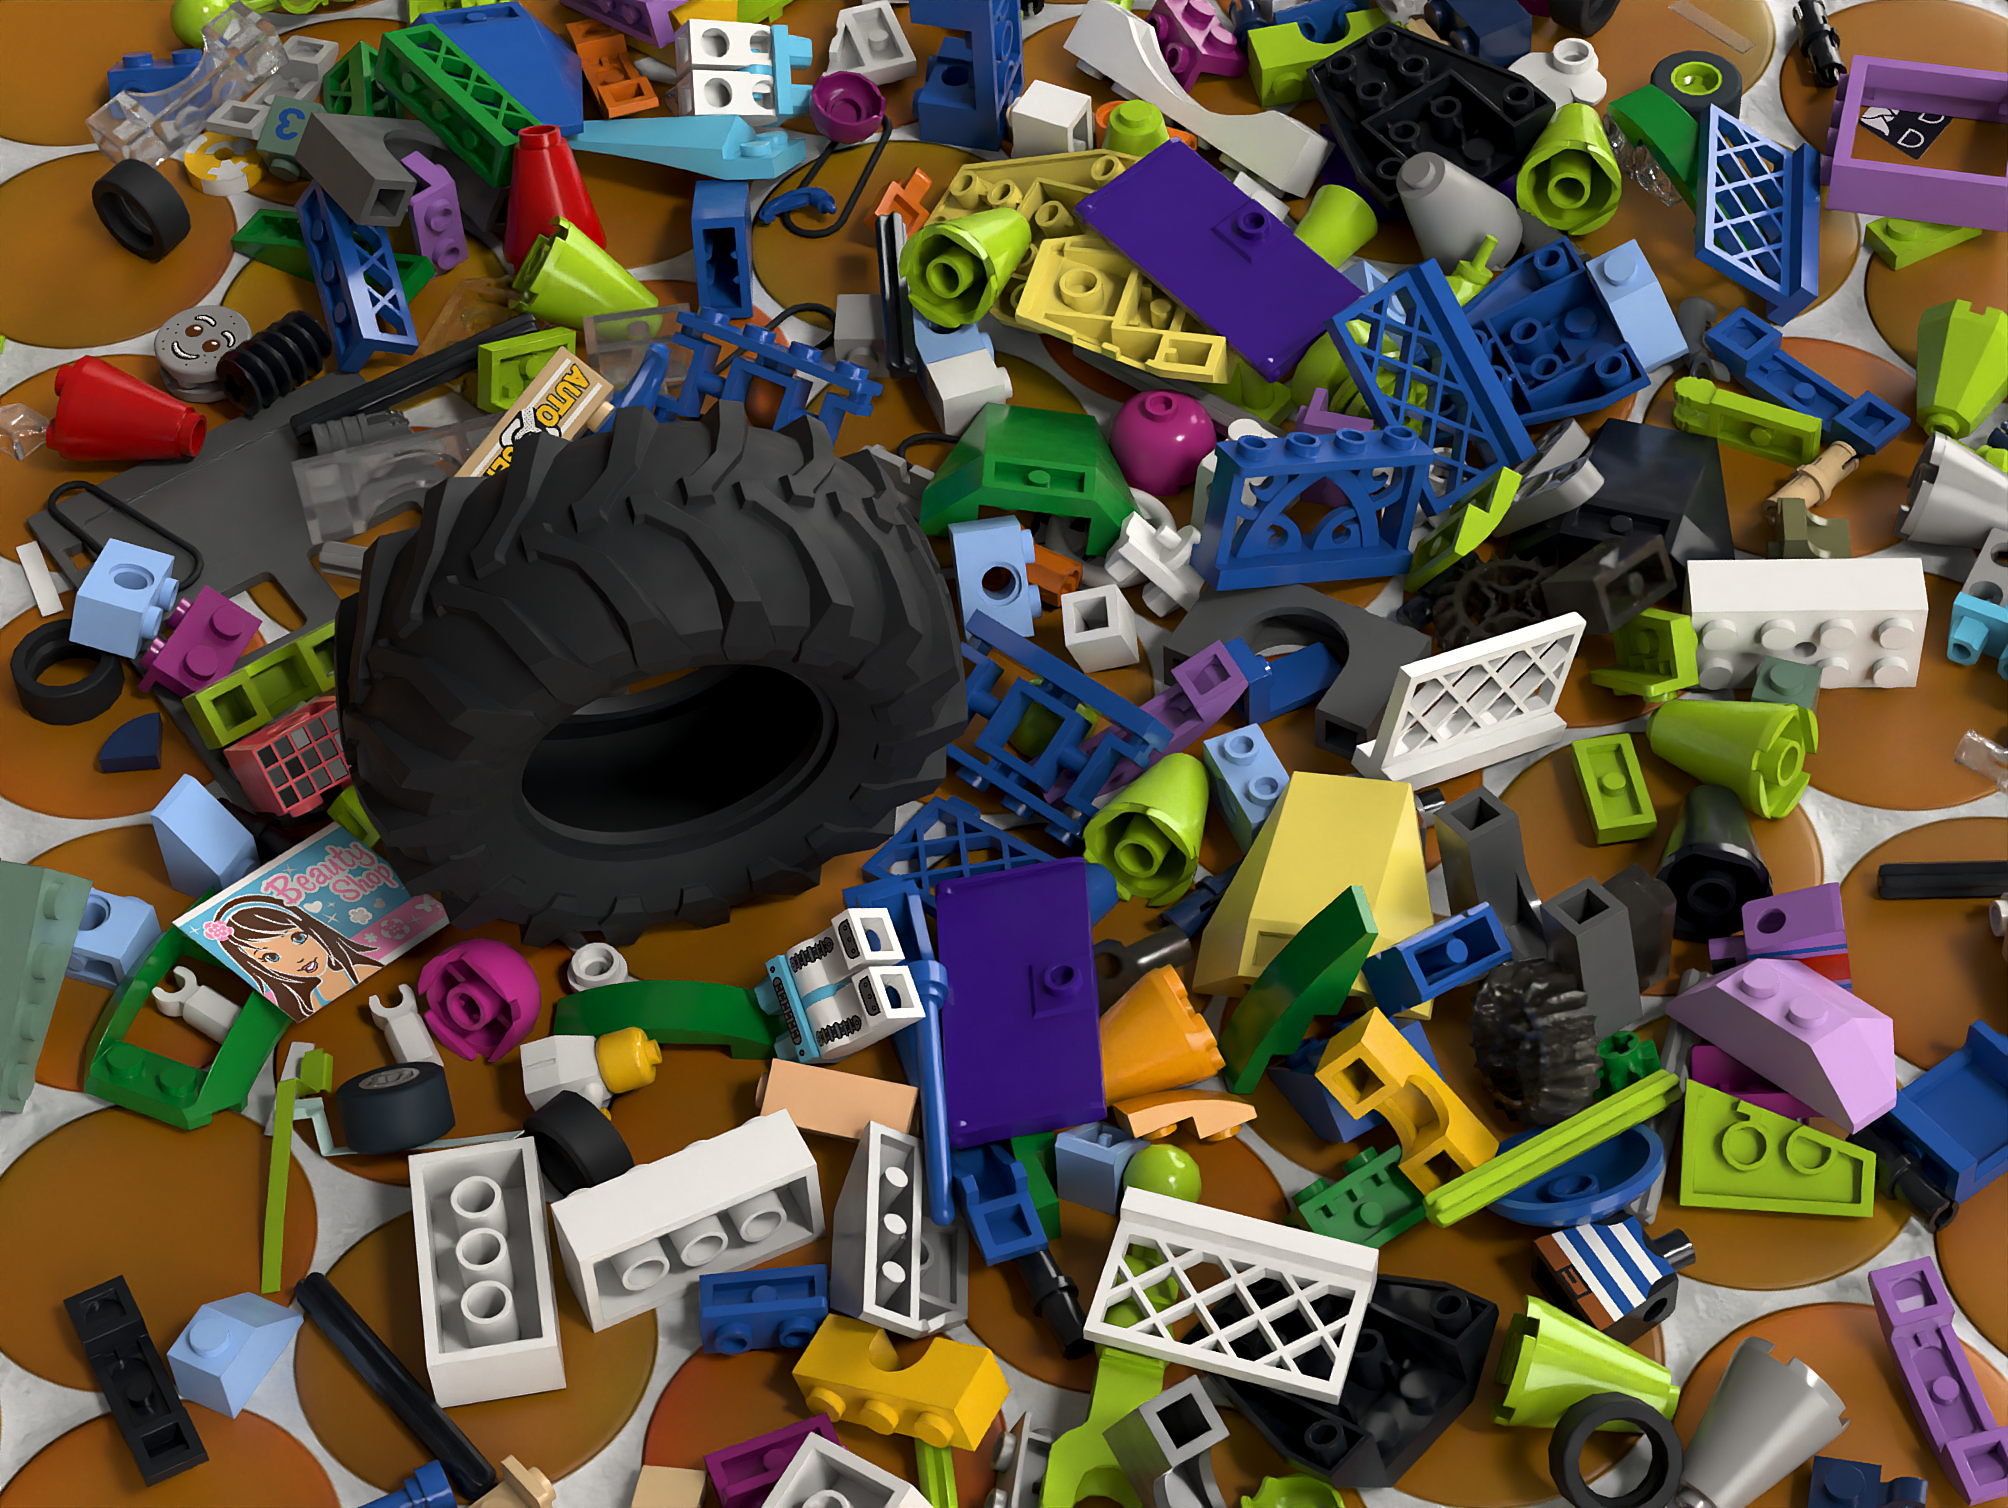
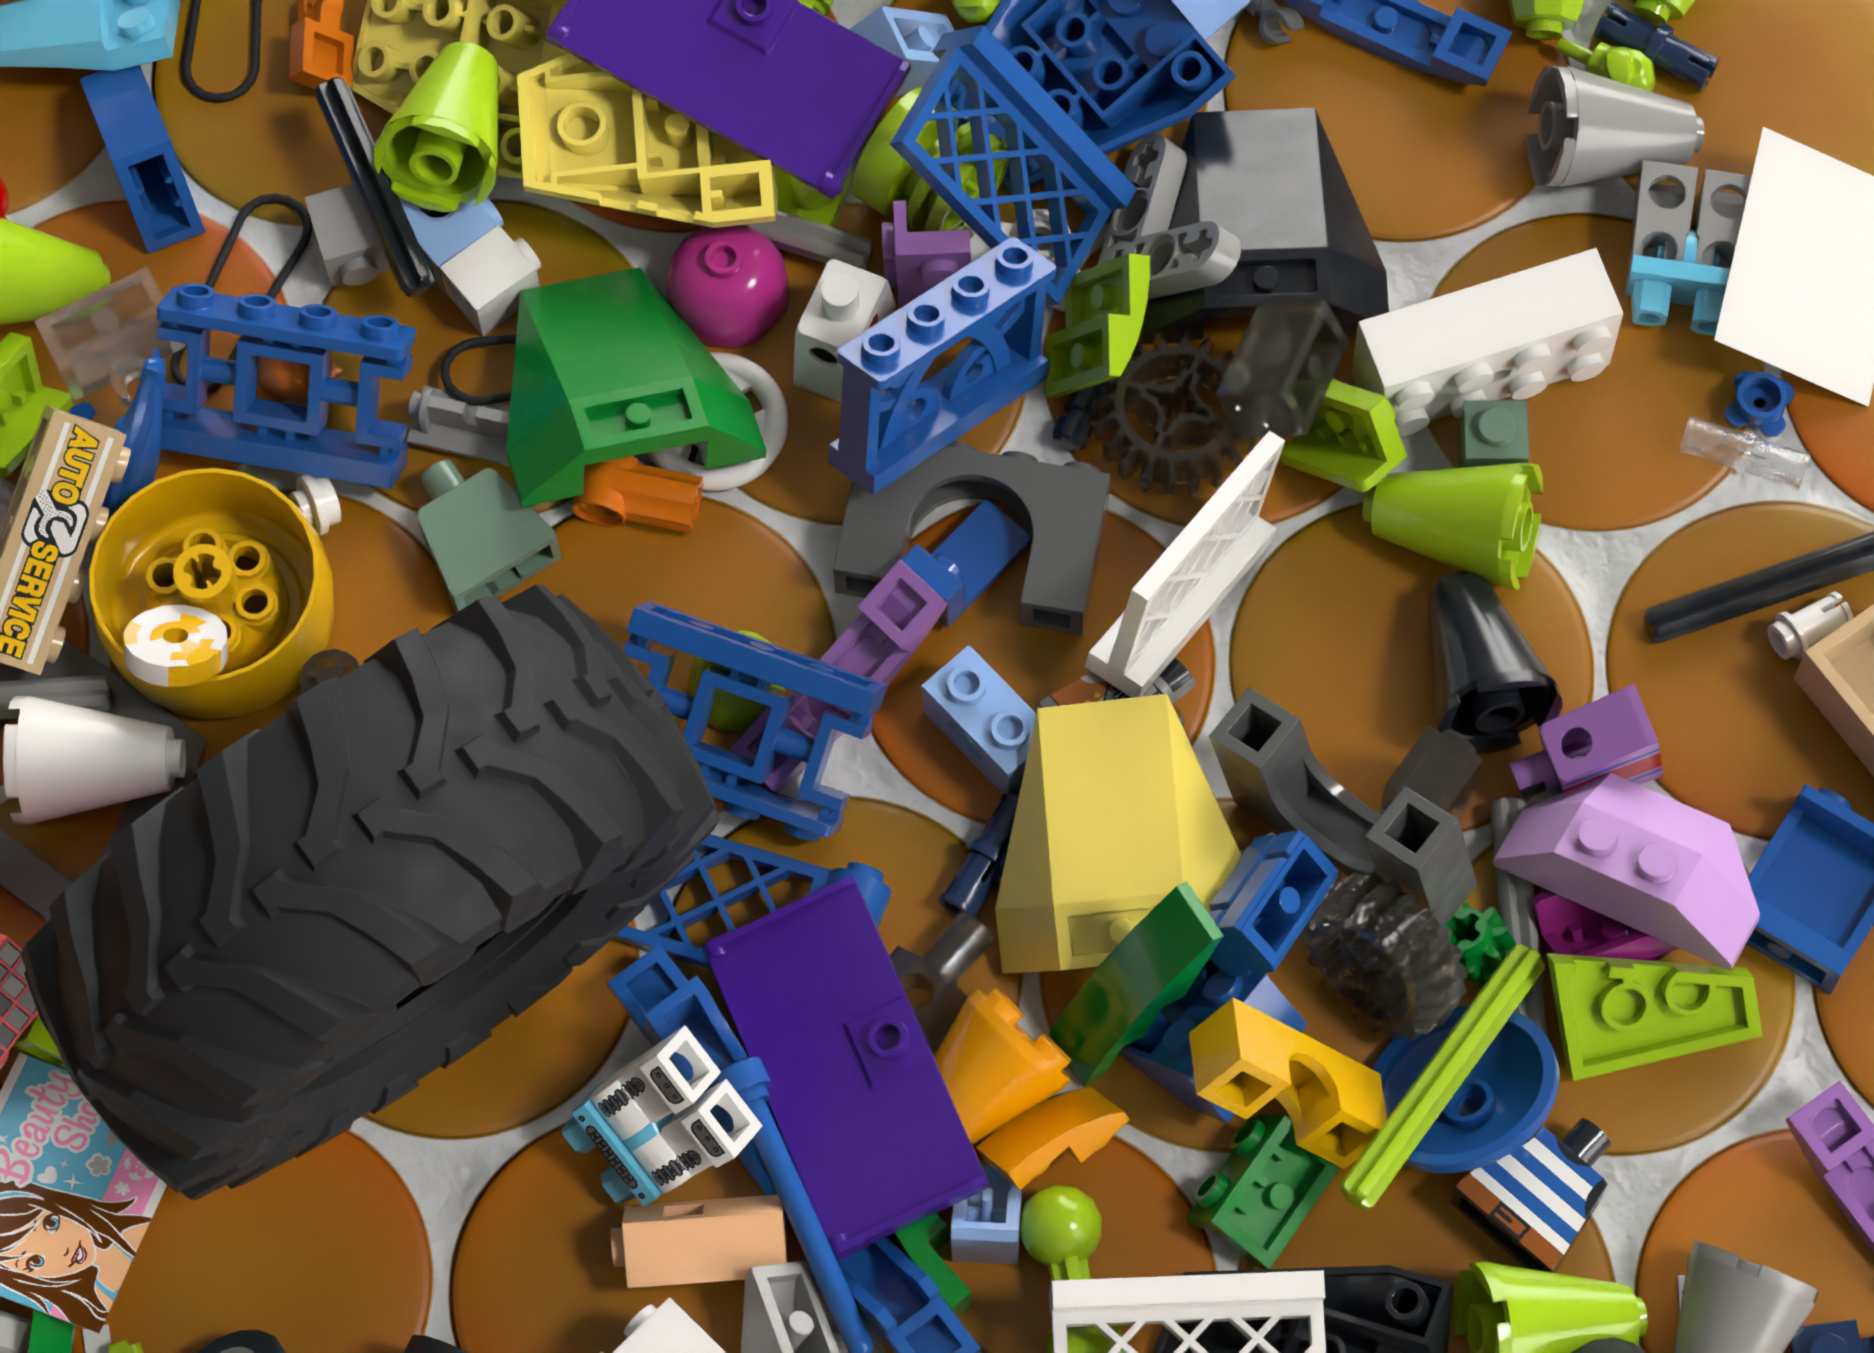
camera: 20 degrees left, 20 degrees up
(405, 1029) = (208, 1291): white bar -> none
(480, 998) = (276, 1230): dark pink cylinder -> none
(589, 1067) = (421, 1285): piece -> none
(594, 960) = (372, 1131): white plate -> none
(675, 1014) = (470, 1185): green slope -> none
(801, 197) = (195, 57): blue piece -> none
(990, 544) = (599, 515): light blue brick -> none
(1099, 628) = (755, 562): white brick -> none
(1153, 830) = (903, 798): lime cone -> none
(1162, 558) = (790, 459): white hips -> none
(1613, 788) = (1350, 596): lime plate -> none
(1746, 423) = (1338, 80): lime hinge -> none
(1805, 535) = (1456, 235): olive brick -> none
(1816, 479) = (1429, 141): tan pin -> none
(1904, 1179) = (1787, 988): black pin -> none

